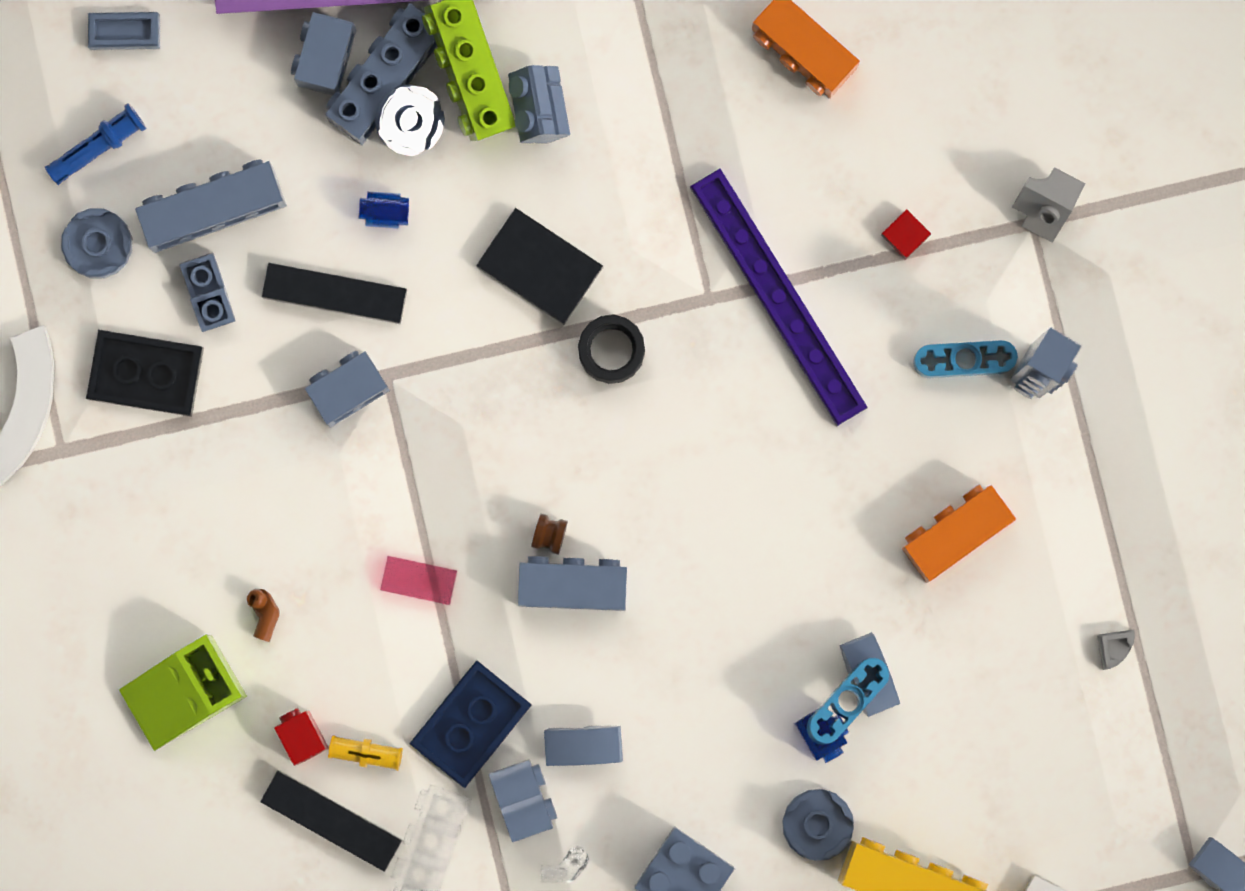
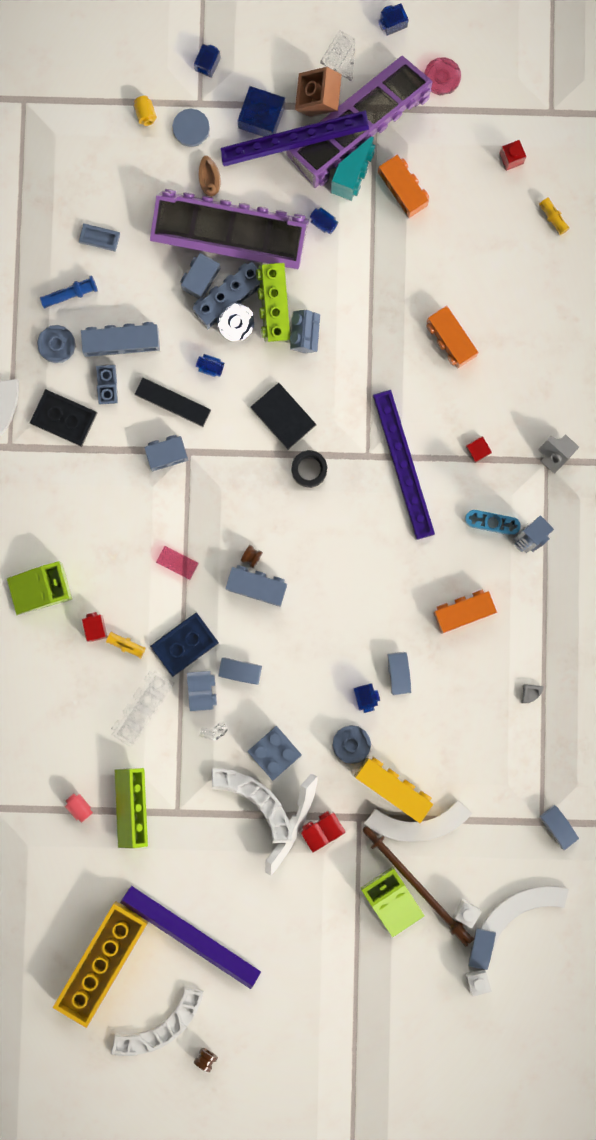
camera: 10 degrees right, 0 degrees up
(267, 612) = (94, 558): dark orange arm -> none
(331, 820) = (99, 675): black tile -> none
(837, 726) = (374, 696): dark azure beam -> none

